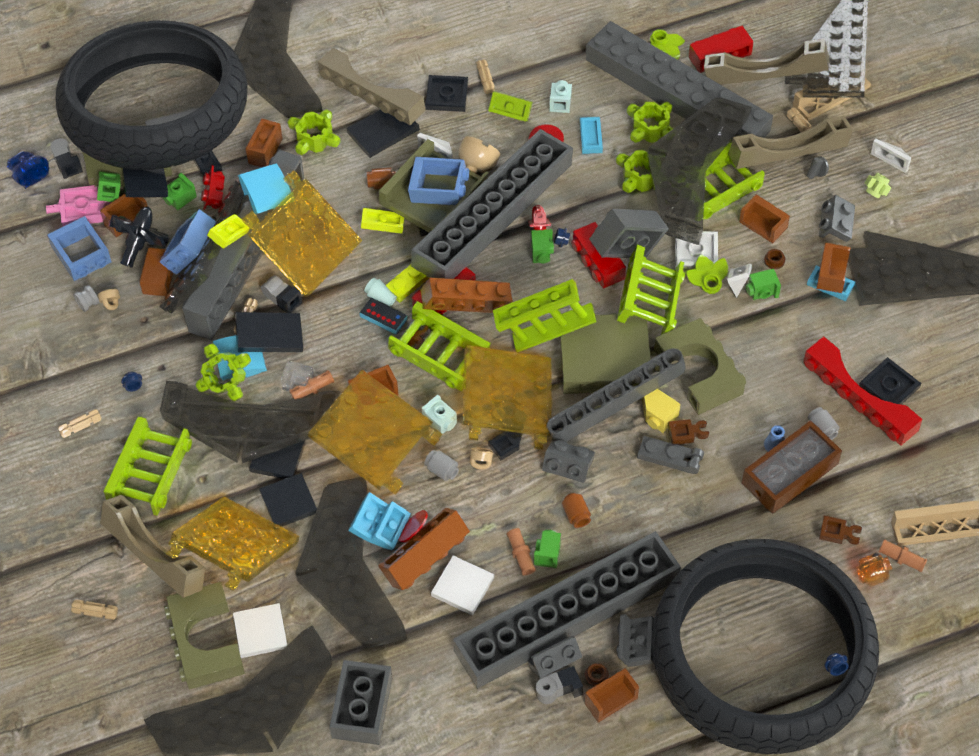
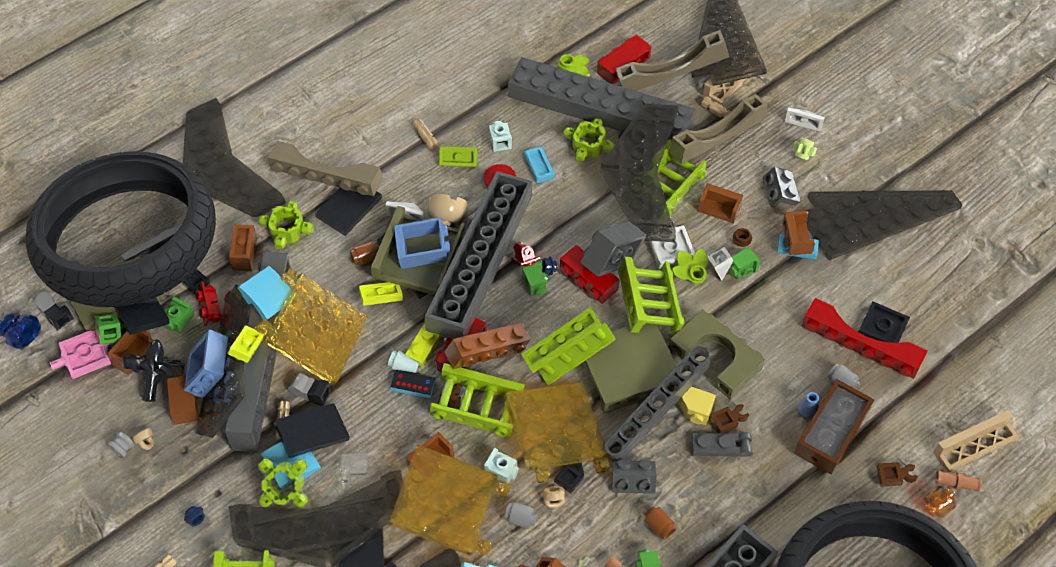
camera: 20 degrees left, 0 degrees up
(72, 233) = (84, 384): medium blue window -> none
(312, 386) = (372, 471): nougat pin -> none
(446, 93) = (395, 157): black tile -> none
(631, 178) = (592, 196): lime piece -> none
(819, 167) = (747, 145): dark grey plate -> none

